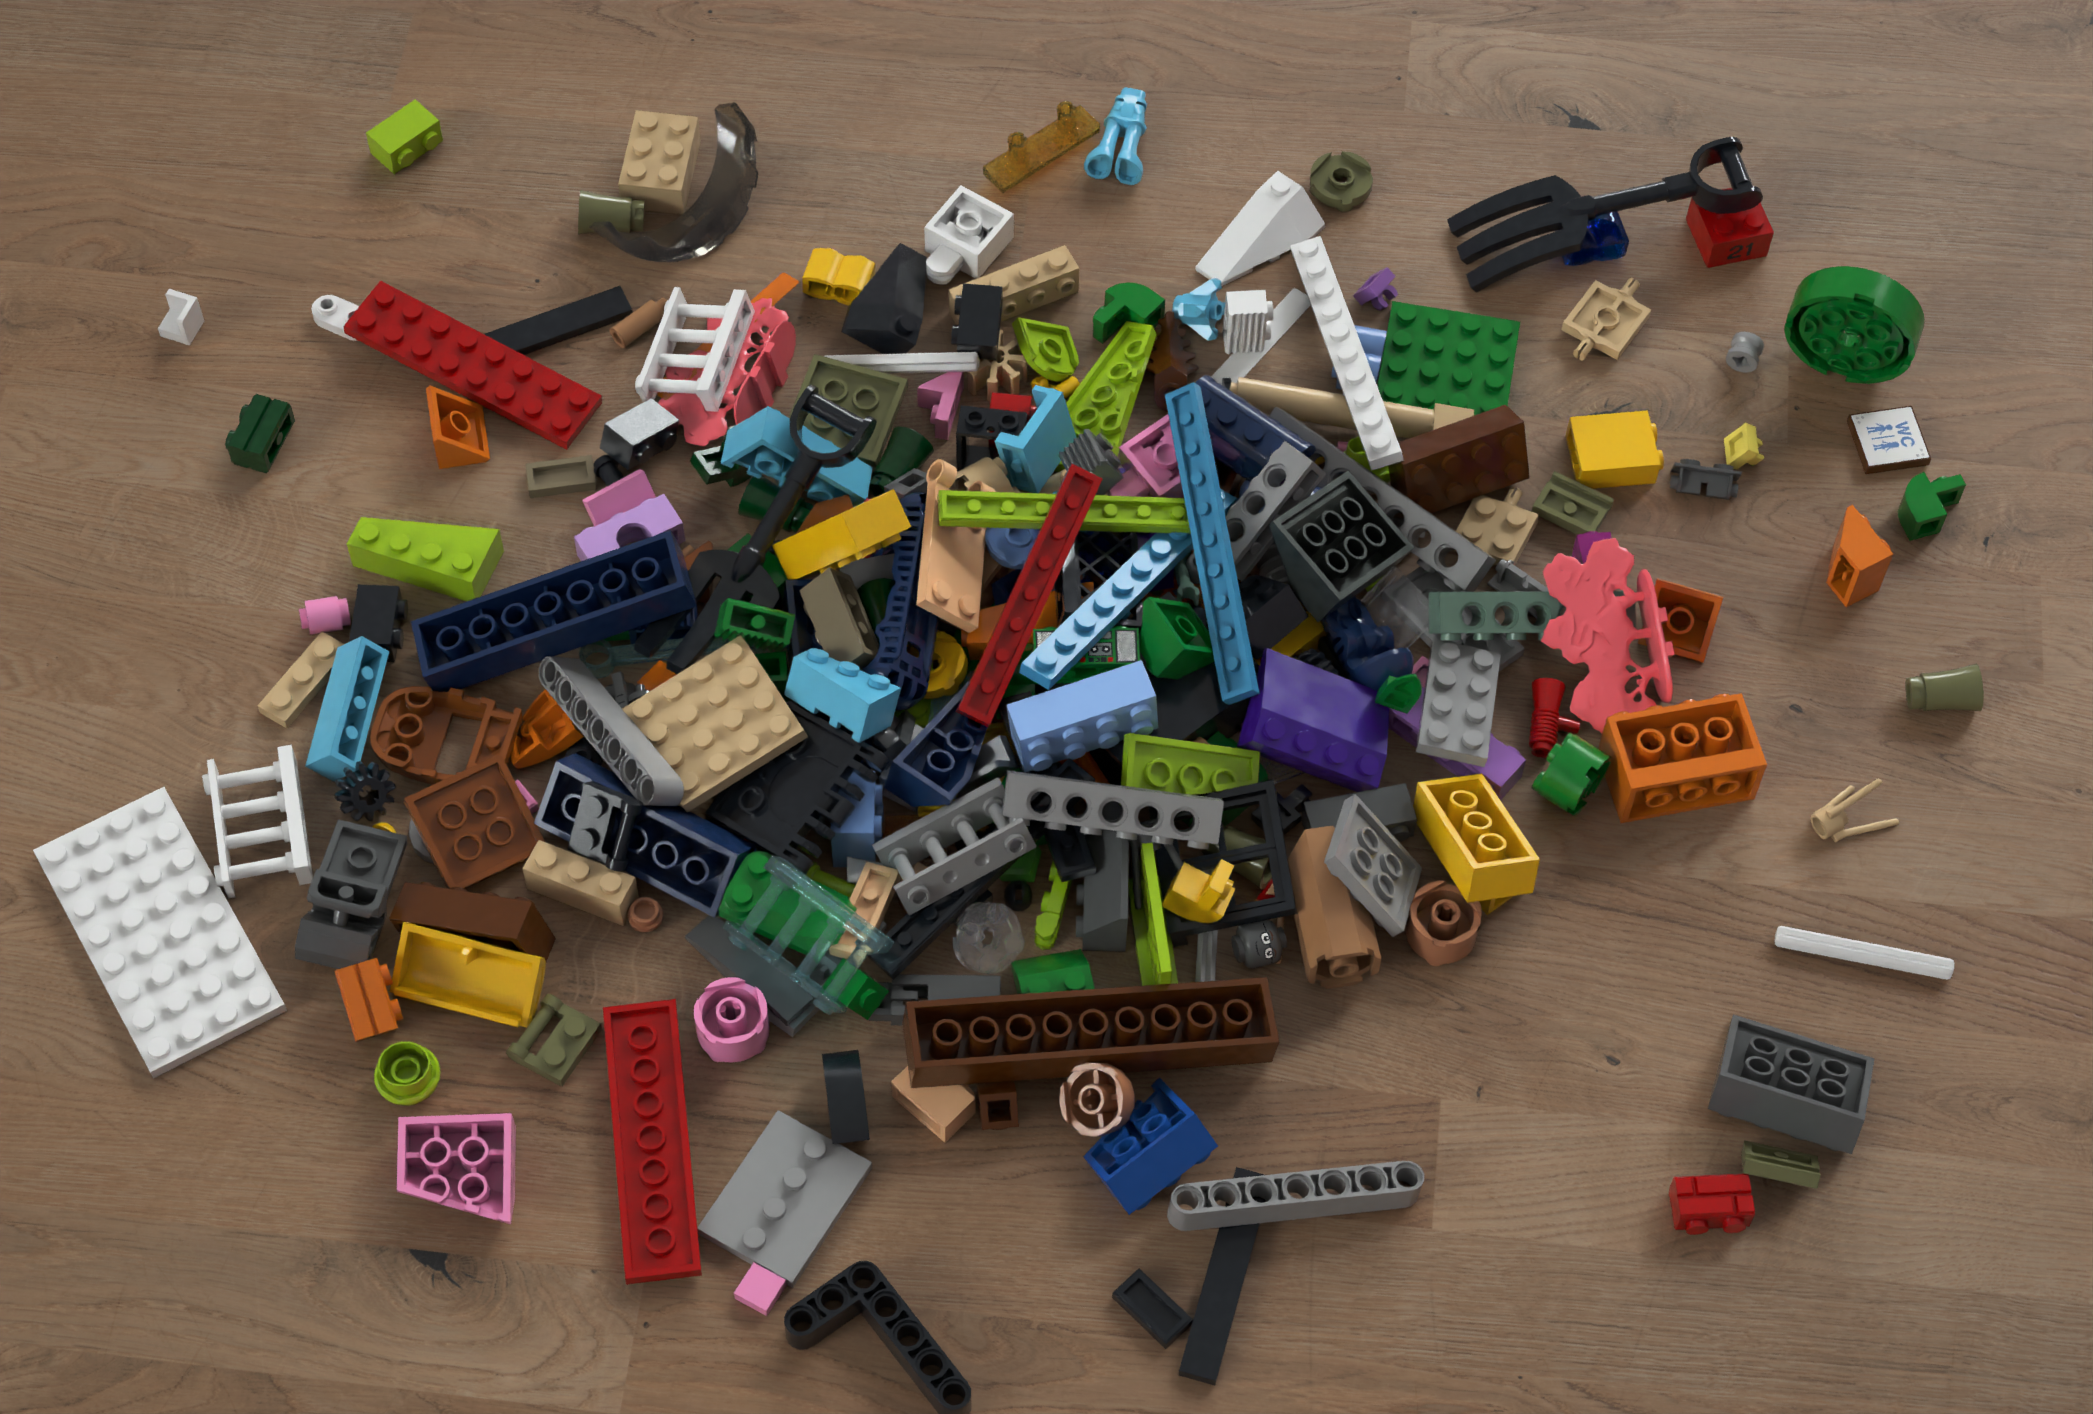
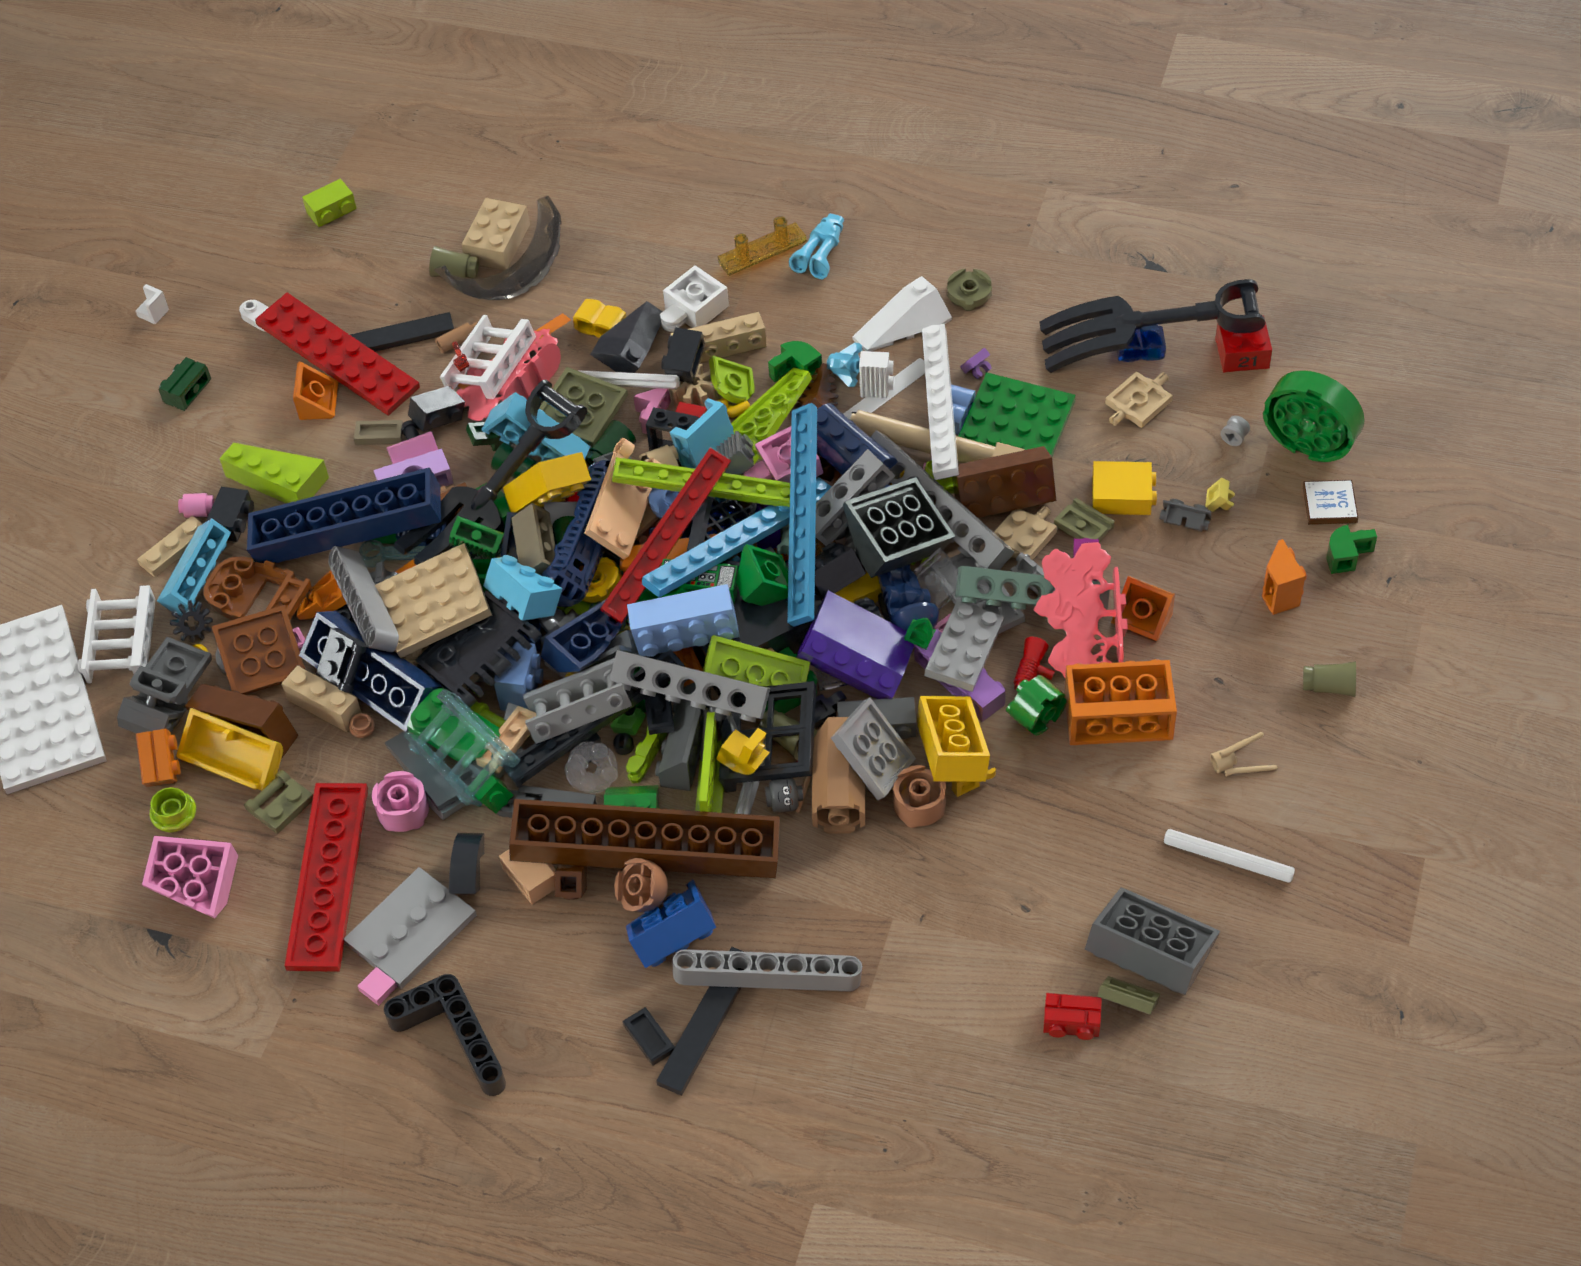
camera: 15 degrees right, 5 degrees down
(662, 361) = (461, 361): none -> clear red hand

